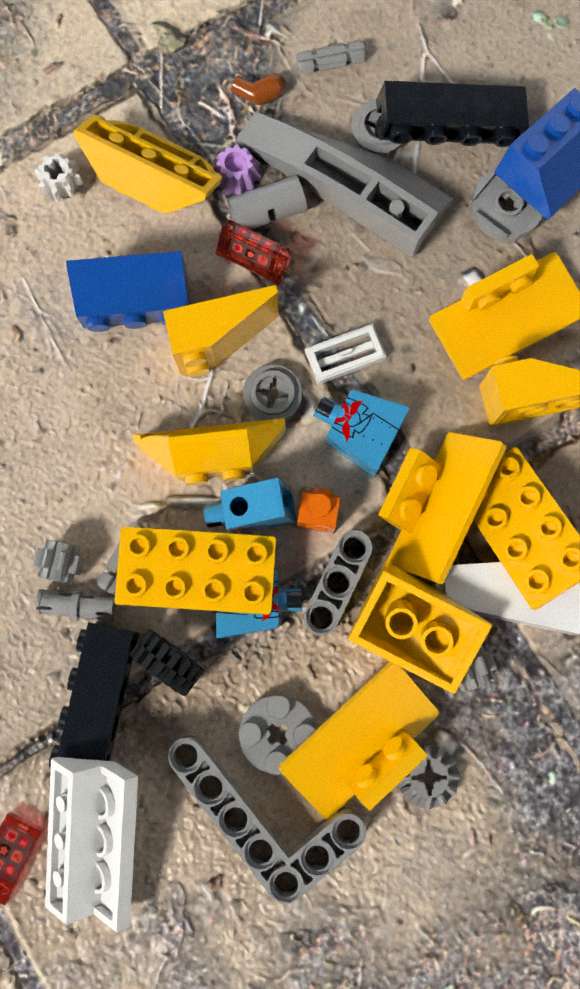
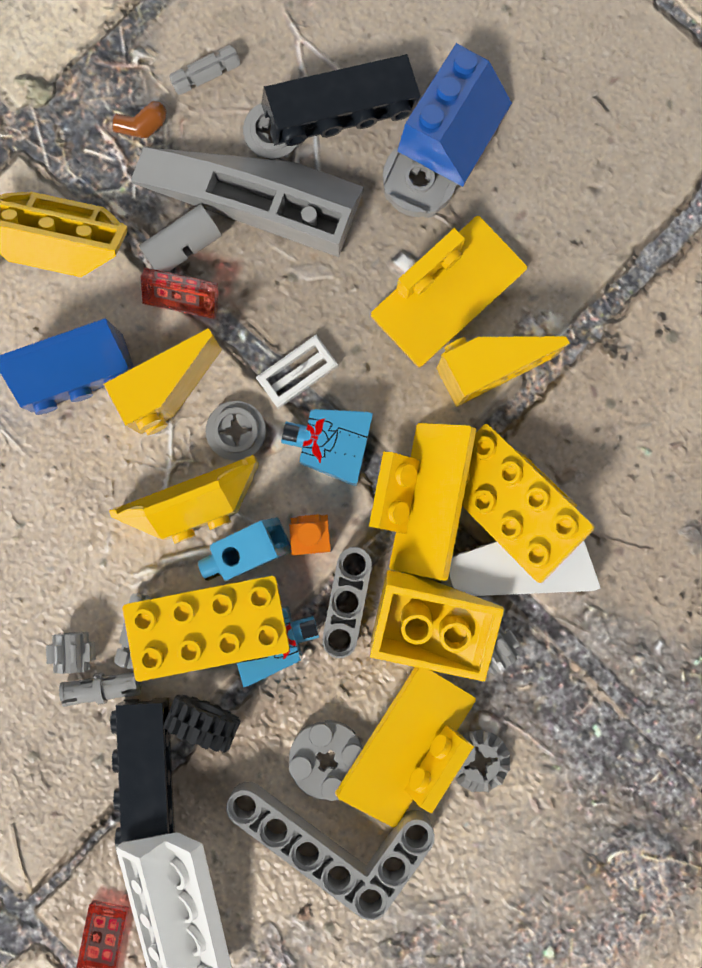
camera: 15 degrees left, 5 degrees up
(237, 170) = (141, 212): lavender piece -> none

